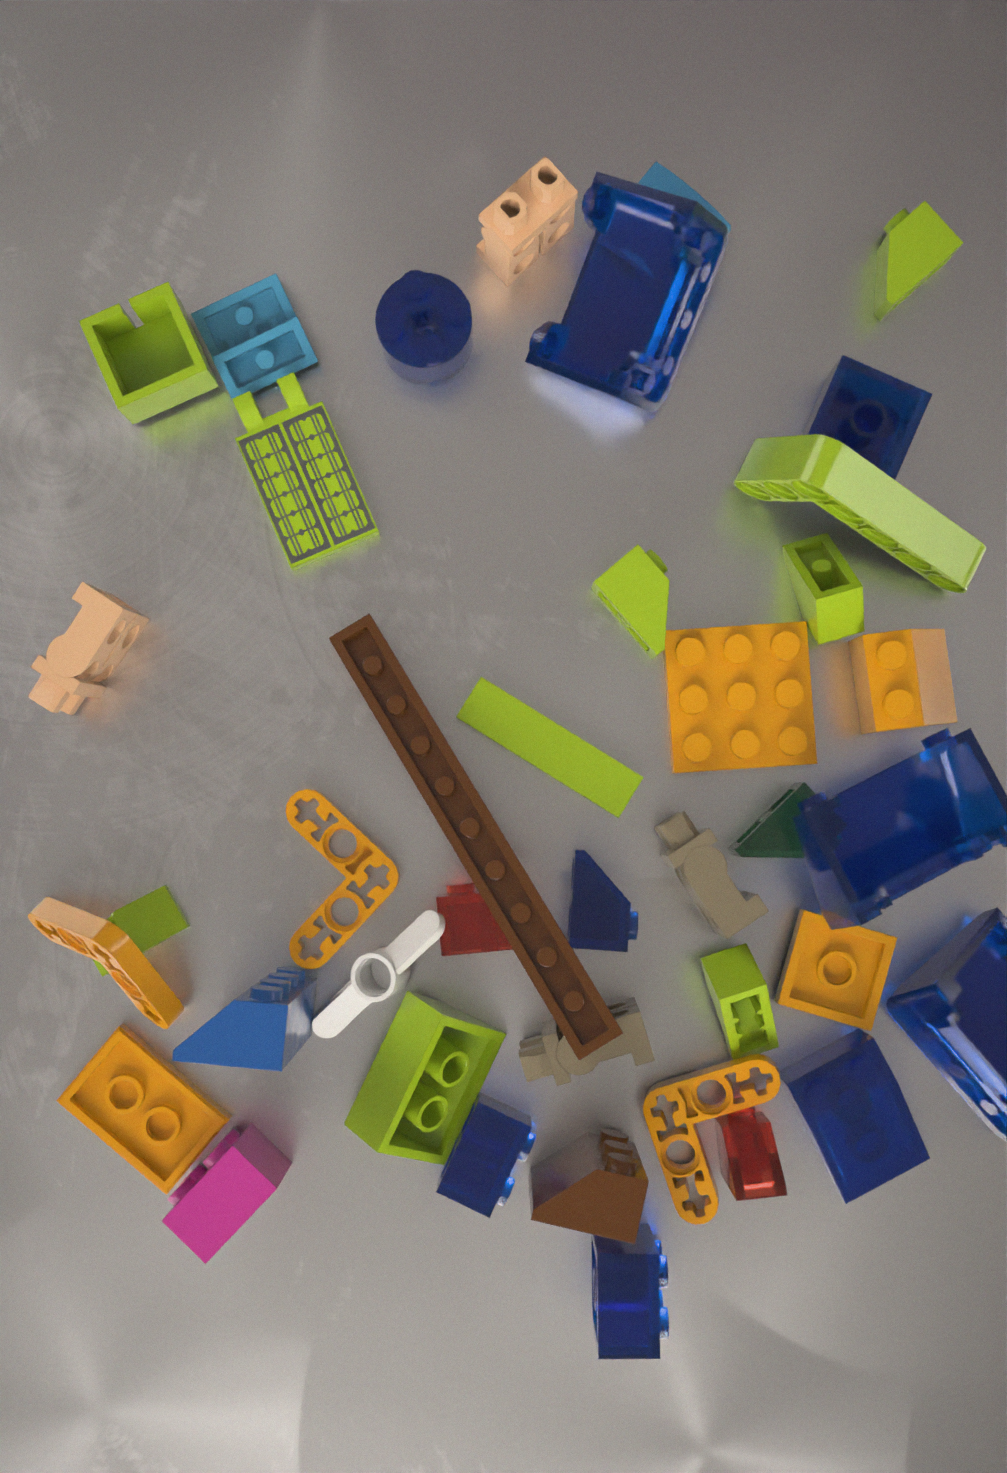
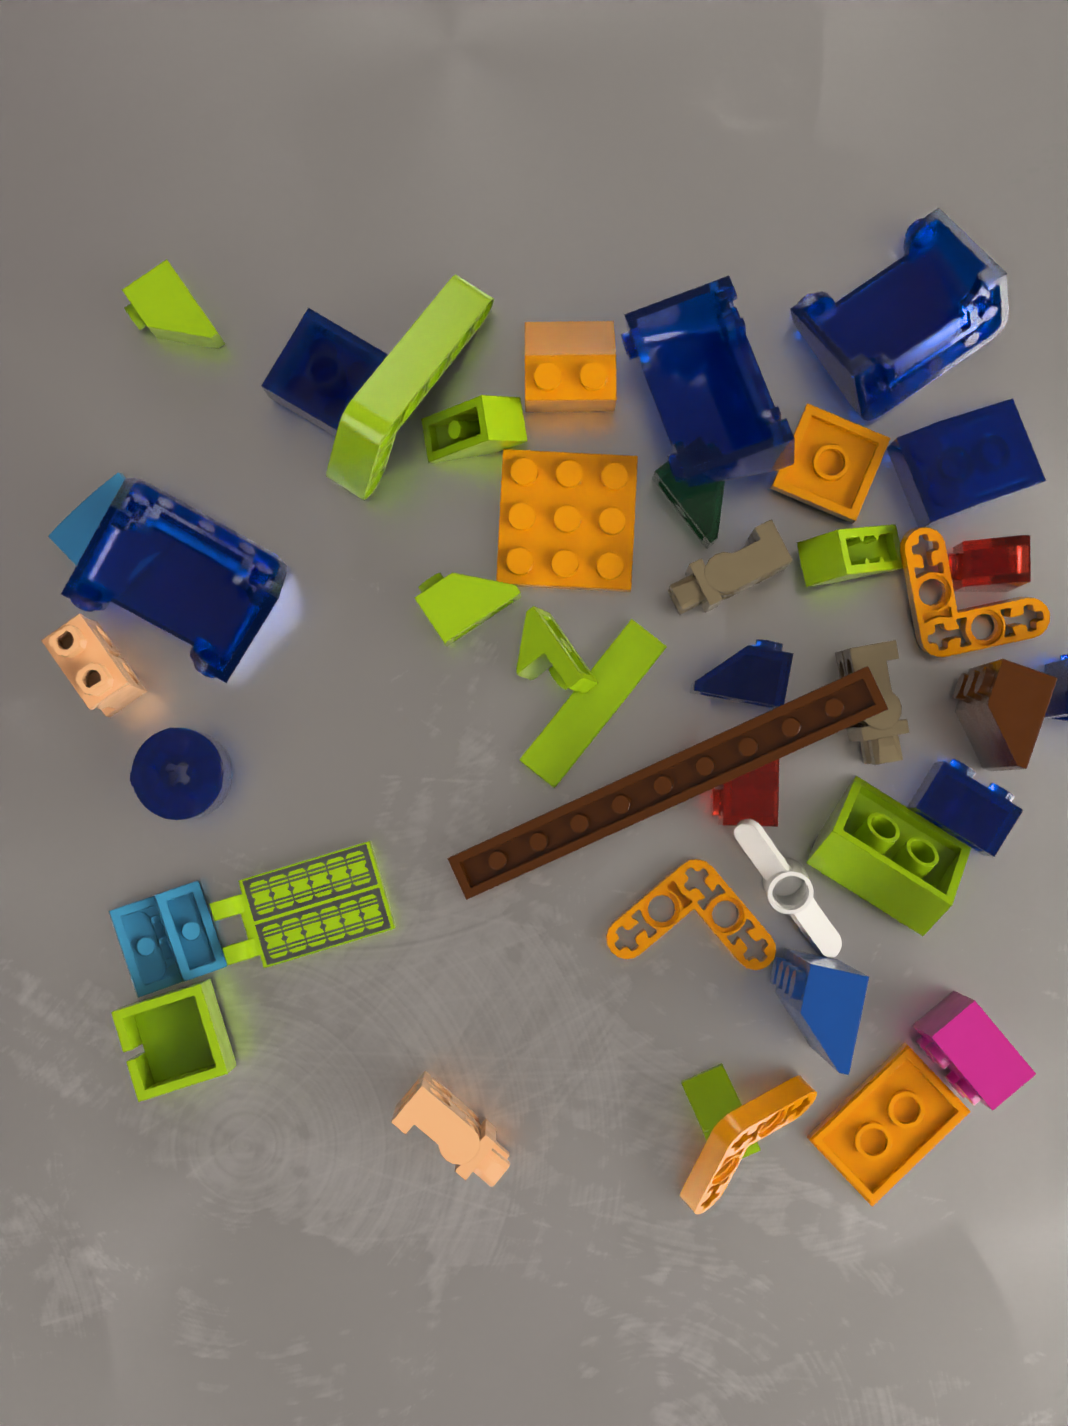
camera: 80 degrees left, 0 degrees up
(601, 691) = (547, 645): none -> lime slope

